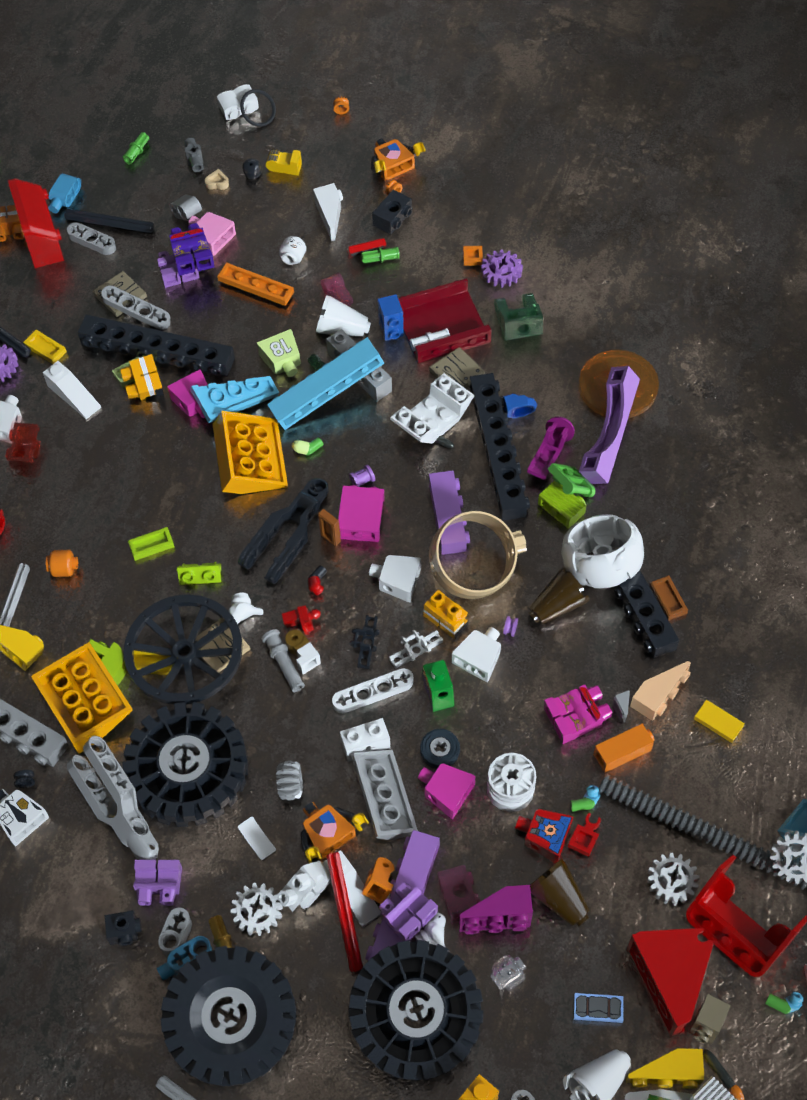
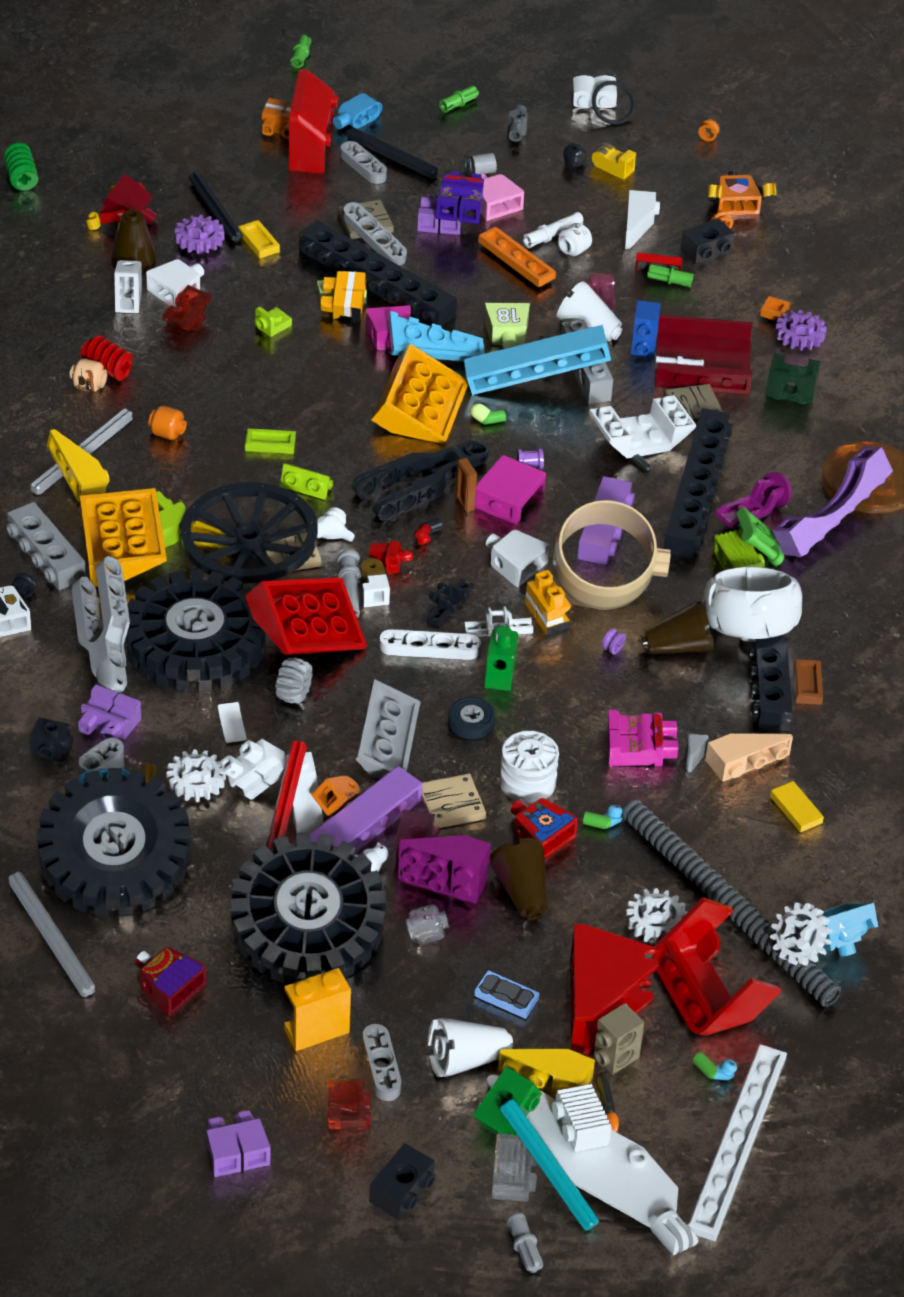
camera: 20 degrees right, 15 degrees down
(70, 389) = (262, 279): white slope -> none
(95, 424) = (271, 321): none -> lime bracket
(217, 180) = (530, 154): tan tile -> none
(266, 251) = (547, 232): none -> white pin
(273, 718) = (306, 615): none -> red slope
(328, 830) = (316, 732): torso -> none
(365, 738) = (397, 673): white brick -> none
(410, 913) = (352, 823): medium lavender hips -> none
(447, 787) = (459, 750): dark pink torso -> none
(465, 837) = (453, 800): none -> tan tile
(478, 653) = (563, 651): white torso -> none
(518, 405) = (743, 456): blue rock -> none
(585, 837) = (582, 848): red plate -> none
(624, 747) = (673, 786): orange brick -> none

